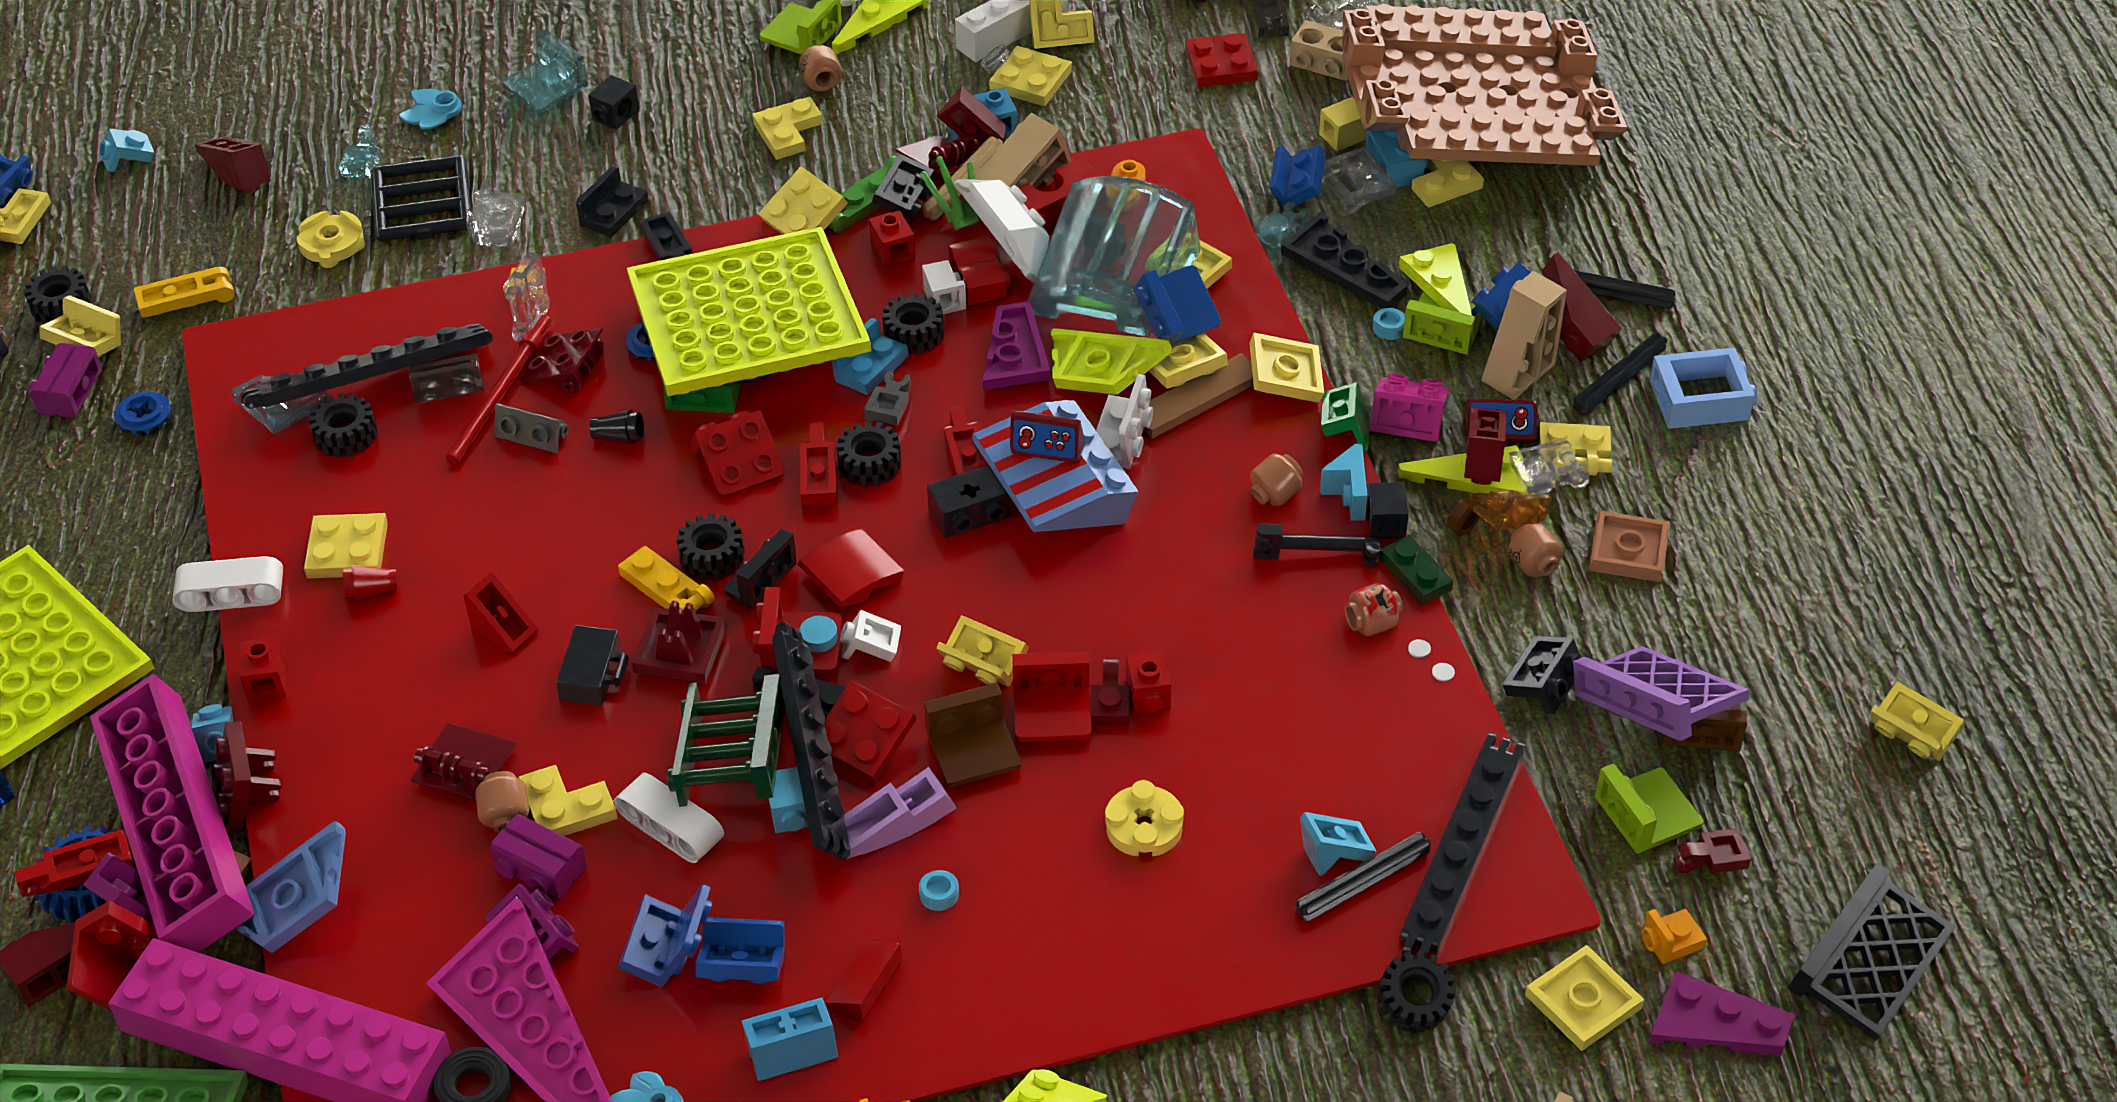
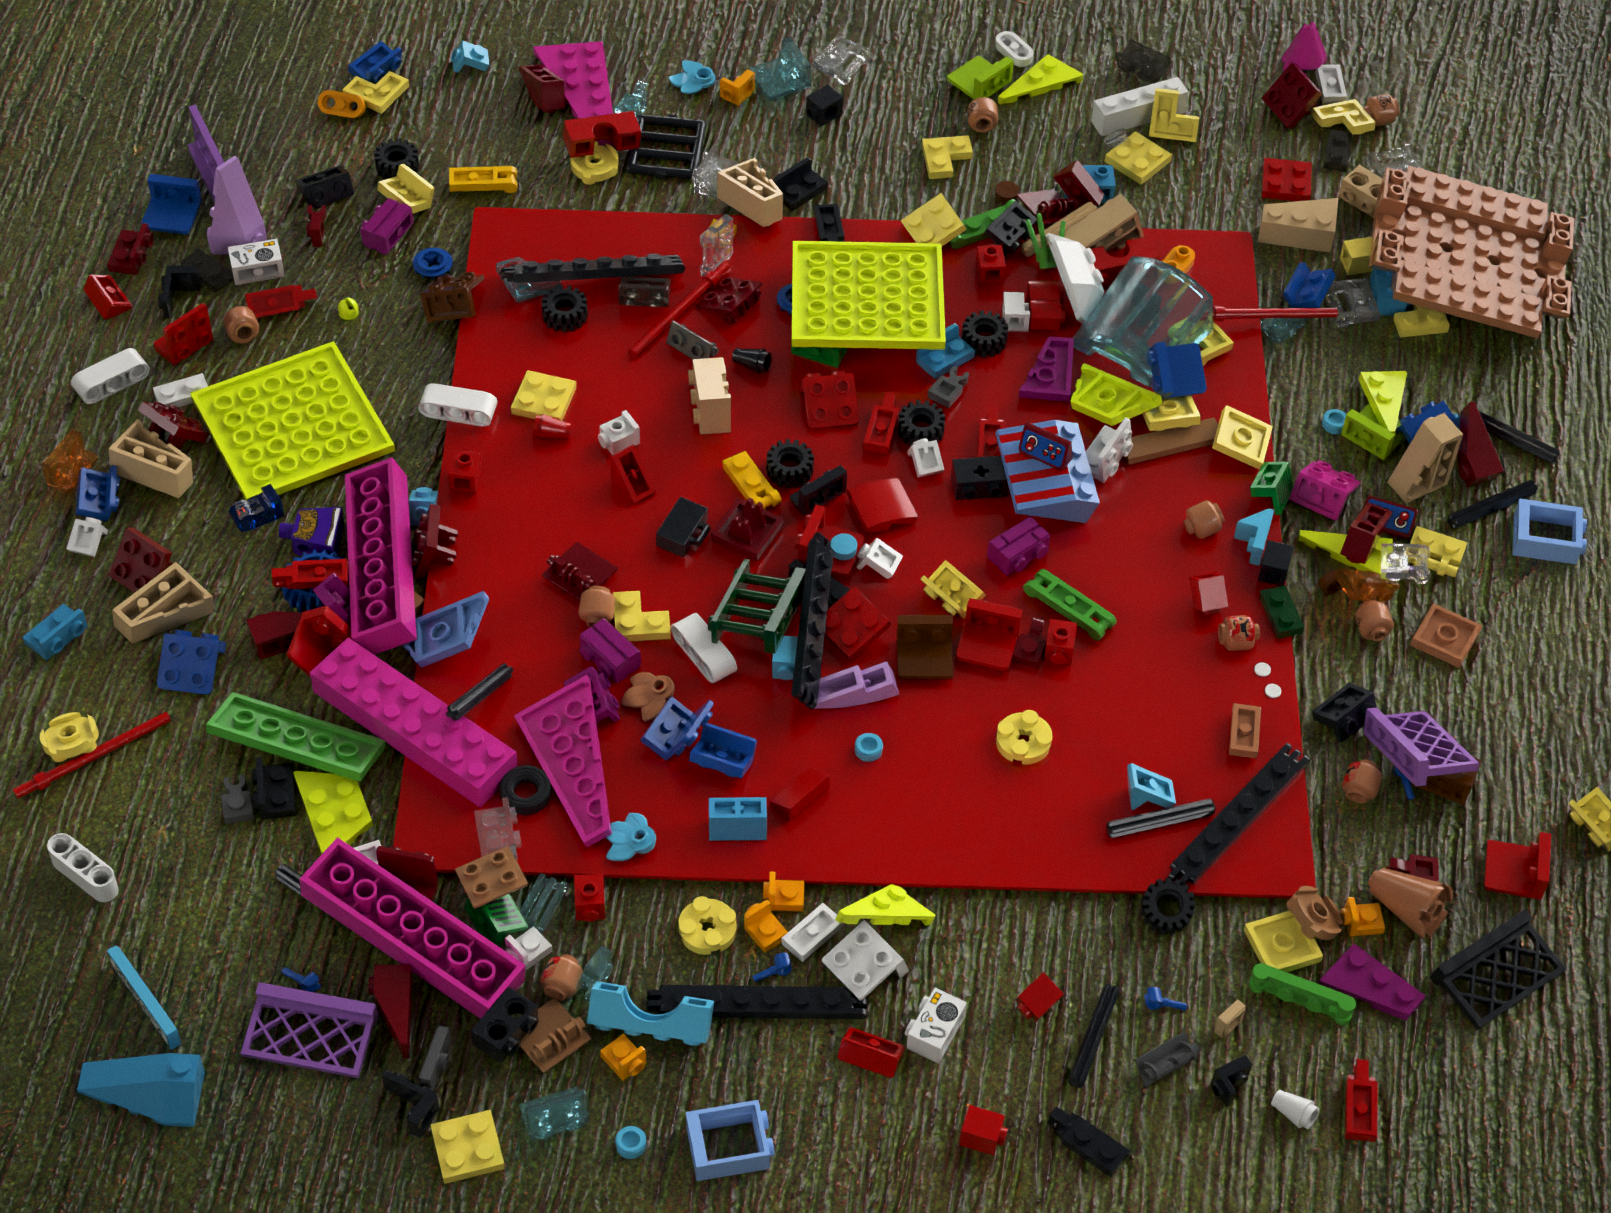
camera: 15 degrees right, 5 degrees up
(32, 501) = (345, 312): none -> neon yellow hinge
(65, 803) = (315, 530): none -> dark purple torso
(179, 449) = (450, 297): none -> reddish brown bracket
(290, 149) = (584, 77): none -> dark pink wing
(351, 187) = (618, 128): none -> red arch
(366, 963) = (479, 692): none -> black axle
(465, 564) = (619, 433): none -> white brick
(496, 108) = (738, 90): none -> light orange bracket
(552, 224) = (751, 192): none -> tan wedge
(576, 486) = (710, 395): none -> tan wedge
(606, 904) = (645, 695): none -> nougat plate
(611, 38) = (836, 55): none -> clear plate
(880, 150) = (1006, 191): none -> reddish brown tile
(890, 493) = (926, 457): none -> white bracket
(1050, 574) = (1018, 546): none -> magenta brick
(1142, 629) = (1070, 603): none -> bright green plate
(1206, 226) = (1221, 313): none -> red bar
(1259, 104) = (1300, 224): none -> tan wedge
(1270, 540) = (1183, 563): black hinge -> none
(1318, 568) = (1208, 592): none -> brick
(1337, 259) = (1314, 361): black wing -> none
(1429, 731) = (1244, 730): none -> nougat plate
(1599, 749) = (1362, 781): none -> nougat head
(1613, 945) = (1315, 915): none -> medium nougat plate
(1637, 1057) = (1303, 992): none -> bright green plate
(1646, 807) = (1380, 826): lime bracket -> none
(1653, 739) = (1406, 782): none -> blue hand
(1726, 890) = (1412, 899): none -> nougat cone
(1844, 812) = (1518, 868): none -> red bracket

